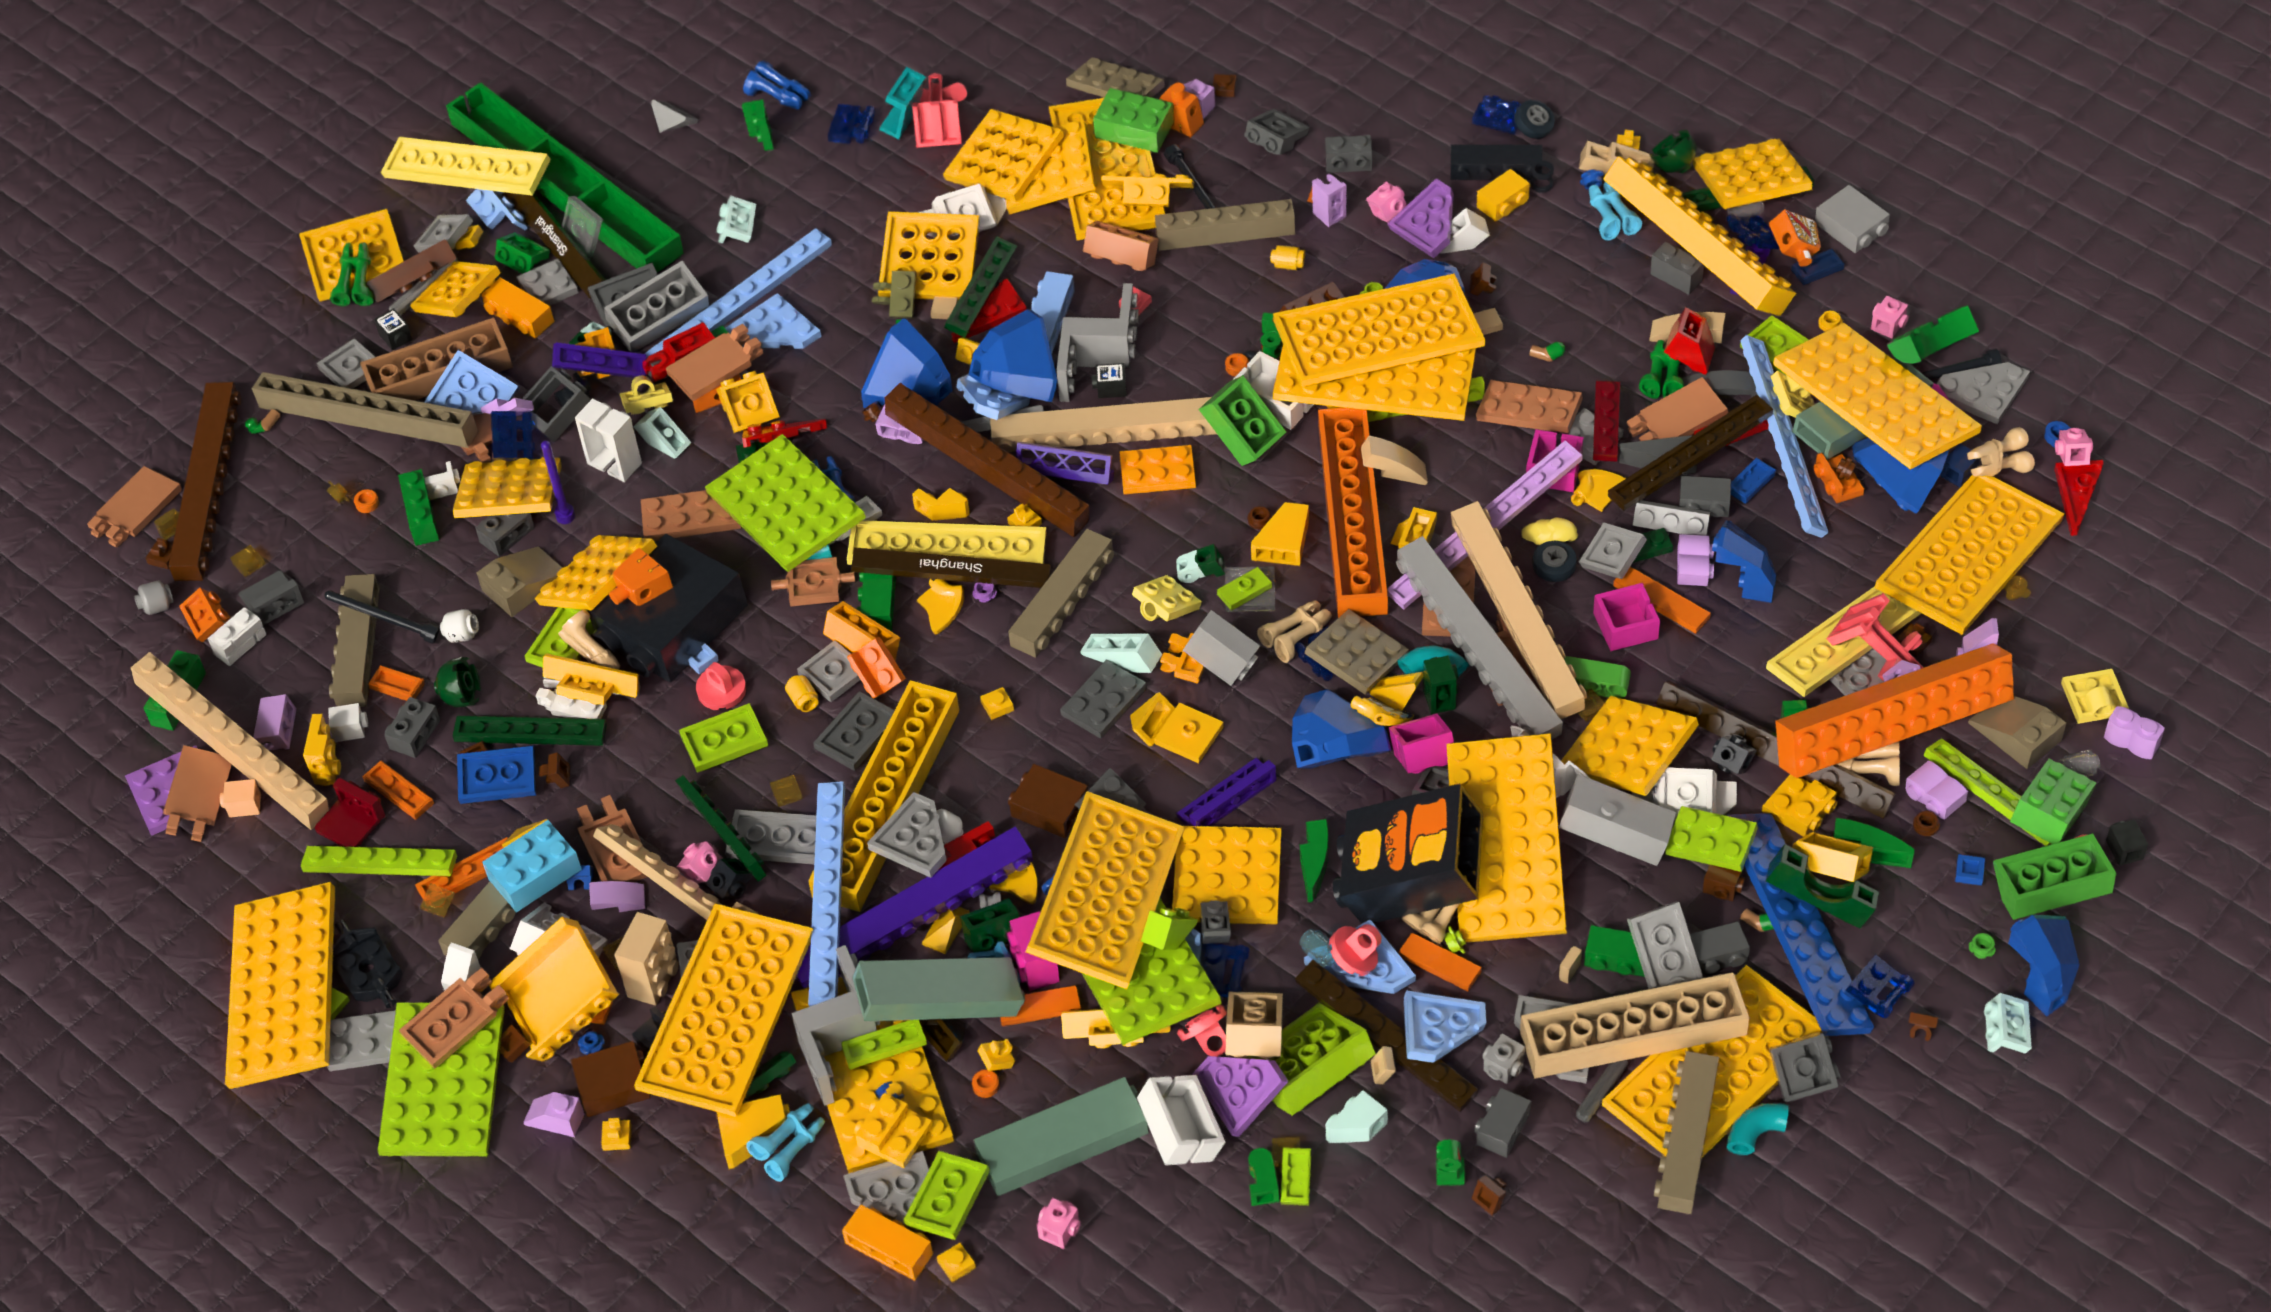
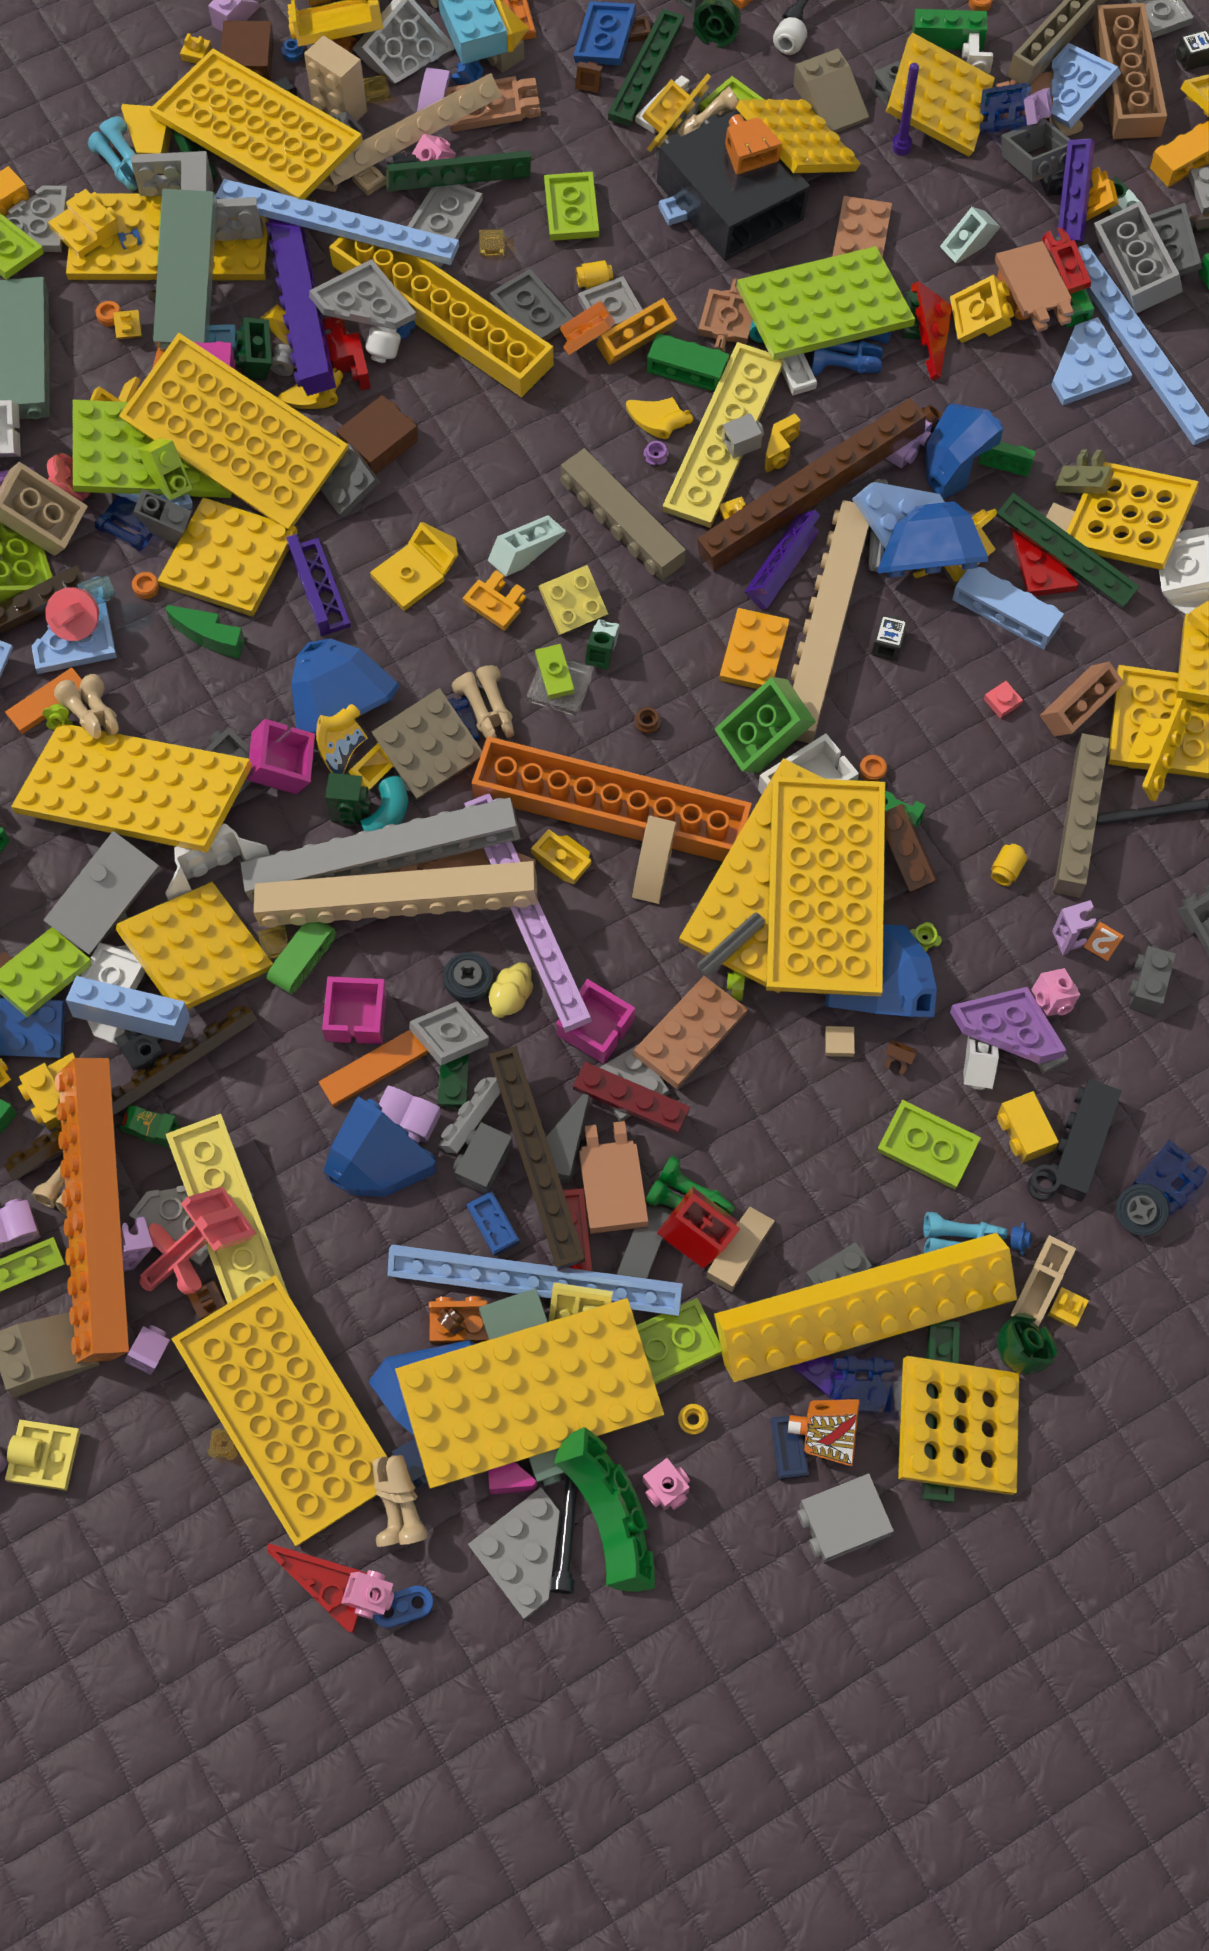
camera: 105 degrees right, 15 degrees up
(608, 437) = (959, 174): white piece -> none
(656, 395) = (1019, 224): light yellow plate -> none
(720, 687) = (634, 218): coral tile -> none
(950, 567) = (685, 421): dark brown tile -> none
(954, 519) = (742, 435): none -> light grey brick
(997, 703) = (516, 430): yellow plate -> none
(1096, 342) = (945, 609): light grey bracket -> none
(1103, 699) = (478, 515): dark grey plate -> none
(1222, 648) = (471, 614): light grey brick -> none
(1283, 536) = (610, 732): yellow slope -> none
(1284, 931) = (145, 585): none -> orange tile
(1410, 855) = (136, 684): black brick -> none
(1458, 373) = (731, 944): none -> dark grey axle
(1546, 247) = (928, 1144): none -> lime plate
(1548, 353) = (765, 1087): arm -> none
(1594, 488) = (550, 1065): yellow arm -> none
(1717, 747) = (128, 1009): none -> light blue brick

